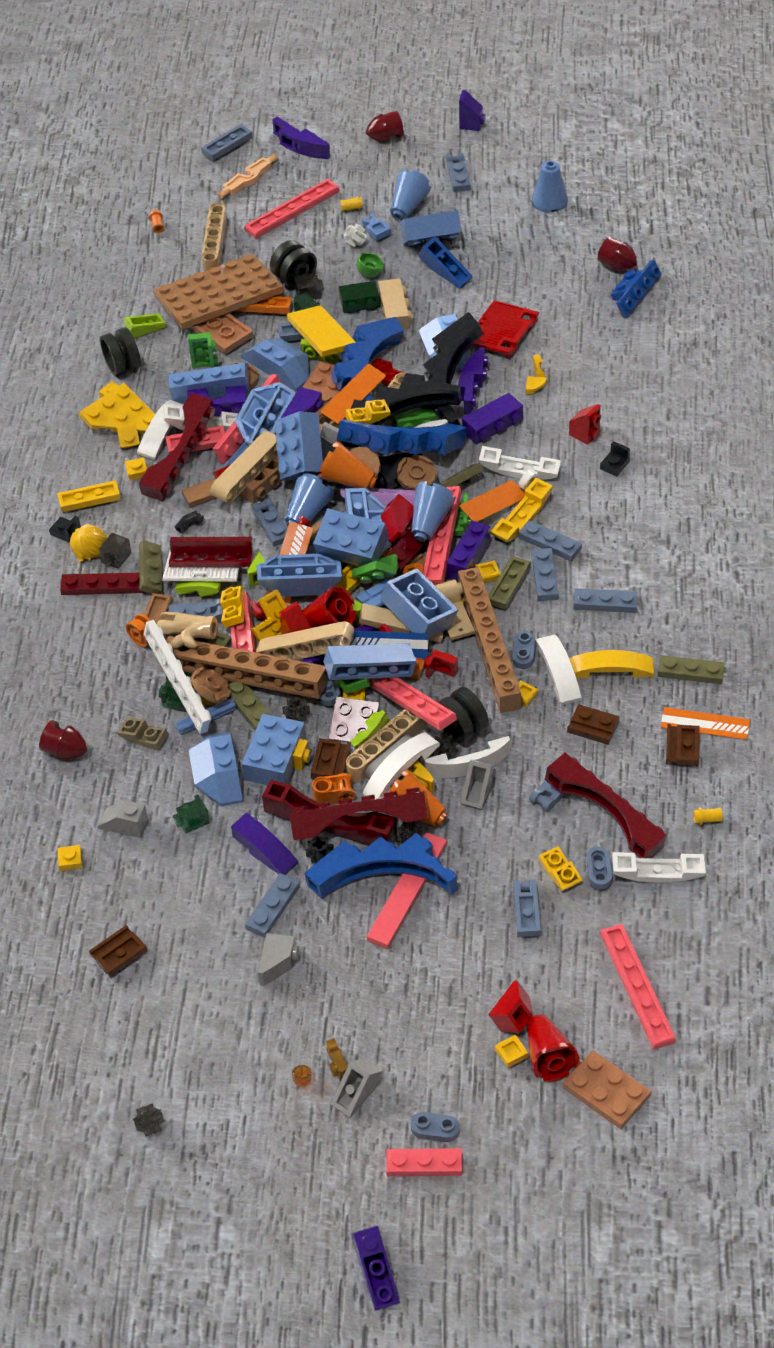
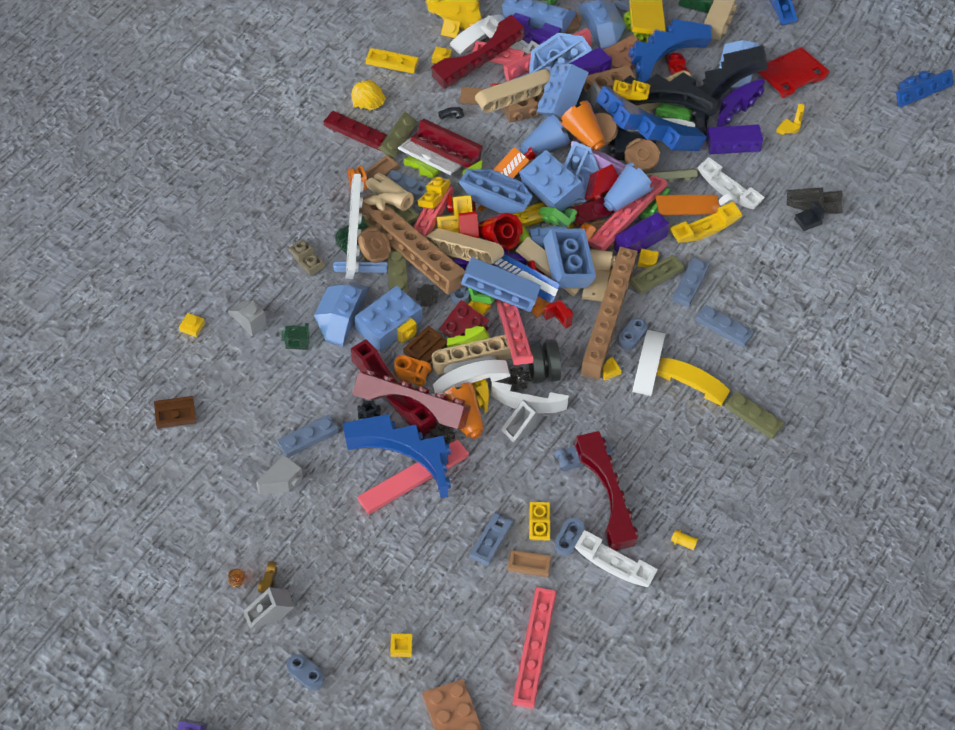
camera: 25 degrees right, 5 degrees up
(62, 743) = (243, 236): dark red helmet -> none
(64, 528) = (358, 75): black bracket -> none
(115, 550) = (381, 110): clear smoke brick -> none
(148, 1120) = (105, 551): clear smoke gear -> none
(263, 844) = (331, 386): dark purple slope -> none
(270, 521) = (510, 139): sand blue plate -> none
(356, 389) = (637, 69): orange sticker -> none
(424, 1162) = (278, 695): coral plate -> none
(512, 1009) = (424, 612): red slope -> none
(547, 538) = (712, 254): sand blue plate -> none
(550, 1050) = (428, 660): red cone -> none
(577, 912) = (529, 563): none -> medium nougat tile
(586, 424) = (804, 176): red slope -> none
(593, 724) = (646, 420): reddish brown plate -> none
(600, 443) = (802, 199): none -> clear smoke slope
(617, 254) = (924, 52): dark red helmet -> none
(682, 744) = (704, 472): reddish brown plate -> none
(708, 723) = (736, 464): orange sticker -> none

